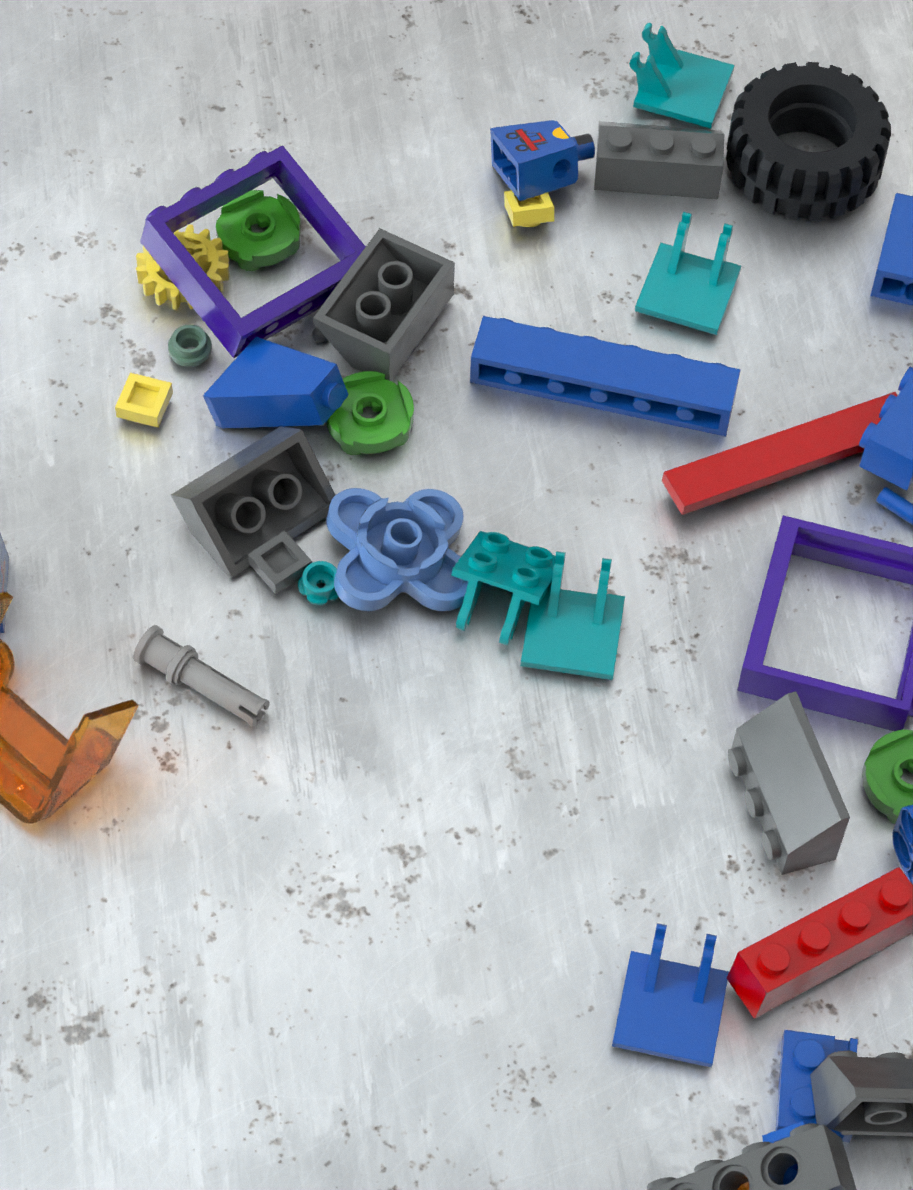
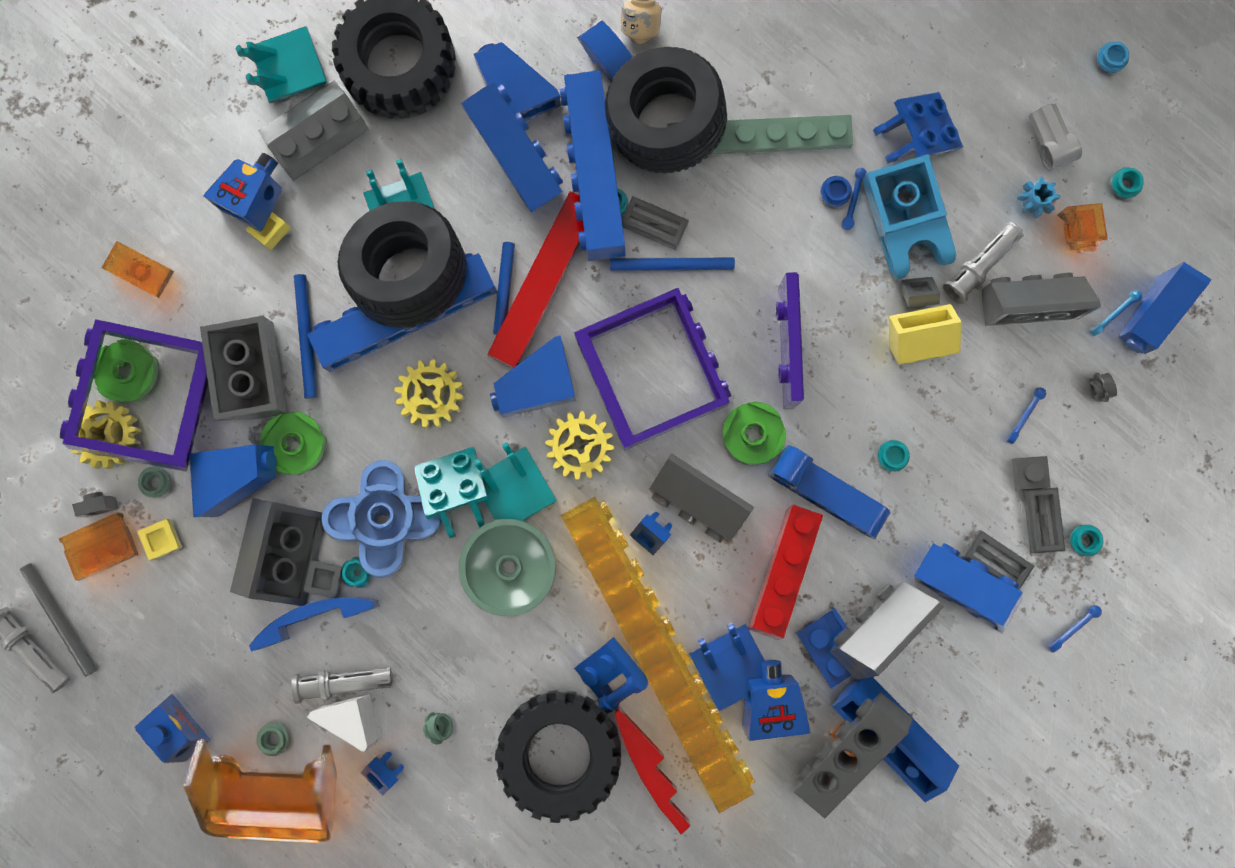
camera: 35 degrees left, 25 degrees up
(70, 666) = (264, 743): none -> sand green plate
(75, 361) = (98, 546): none -> clear orange plate
(110, 321) = (94, 505): none -> dark grey plate
(155, 800) = (379, 775): none -> blue tile
(178, 570) = (277, 630): none -> blue slope
(184, 702) = (349, 720): none -> white slope
(265, 802) = (437, 727): none -> sand green plate
(359, 153) = (137, 269): none -> clear orange plate
(370, 871) = (558, 800): none -> black tyre
(468, 337) = (304, 327): none -> blue bar
(476, 1027) = (645, 758): none -> red slope
(500, 668) = (484, 573): none -> sand green dish
(514, 877) = (606, 665): none -> blue plate
(542, 476) = (419, 402): none -> light yellow gear
(597, 915) = (661, 661): none -> clear yellow brick
(648, 313) = (382, 235): none -> black tyre
(690, 1078) = (773, 705): none -> blue torso
(693, 541) = (535, 383): none -> blue slope
(696, 787) = (650, 533): none -> blue tile
(710, 645) = (594, 441): none -> light yellow gear
(747, 424) = (504, 285): none -> blue bar
(865, 298) = (512, 147): none -> blue brick

